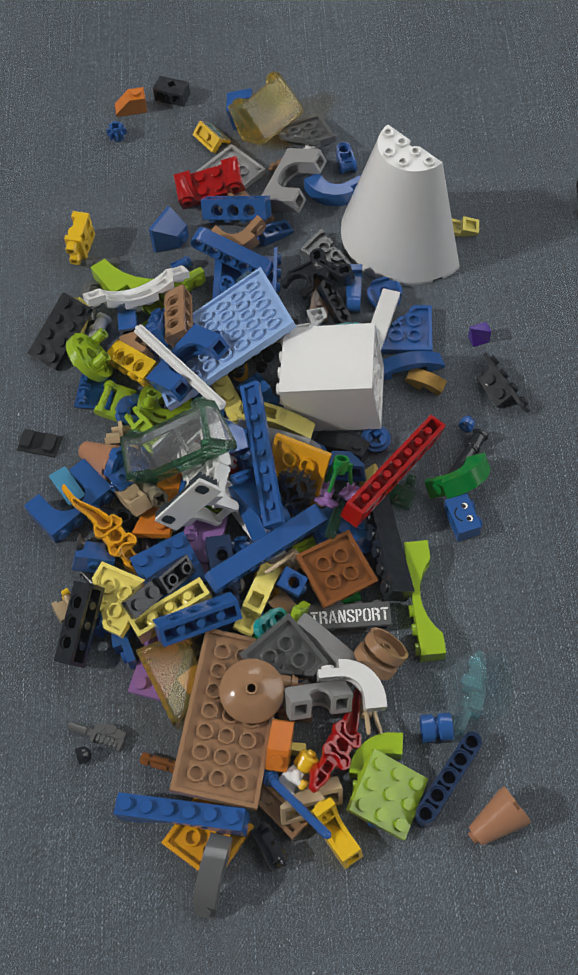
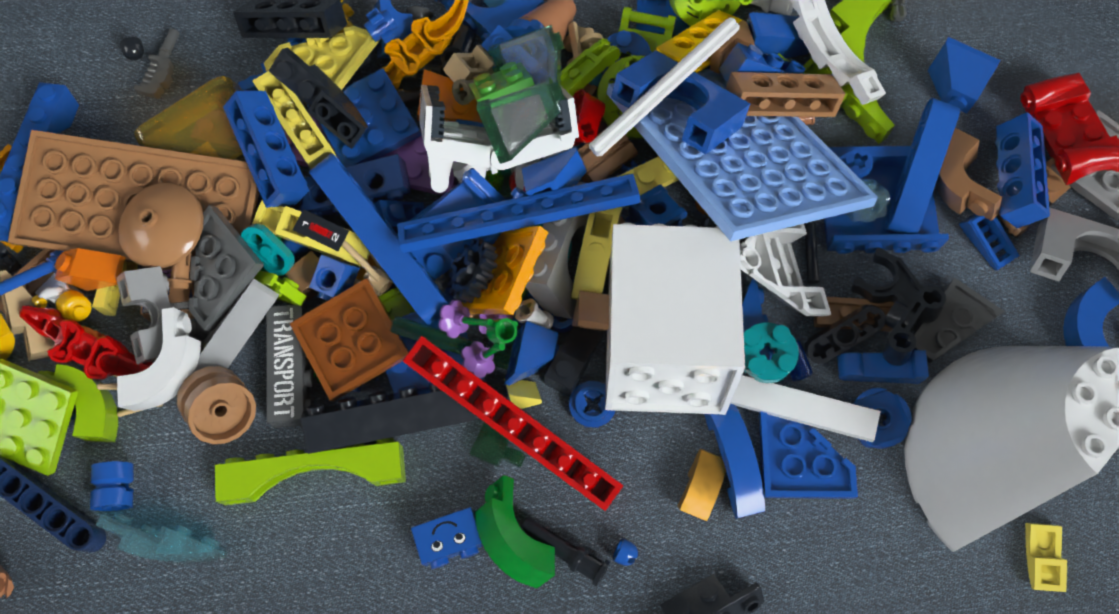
camera: 85 degrees right, 10 degrees up
(100, 552) = (380, 25): none -> blue gear
(157, 762) = (115, 132): dark orange axle -> none
(166, 463) = (508, 80): none -> bright green plate
(186, 262) = (904, 103): blue pin -> none
(261, 582) = (320, 230): none -> black sticker
(323, 425) = (591, 311): none -> medium nougat slope
(479, 334) = (805, 580): dark purple slope -> none

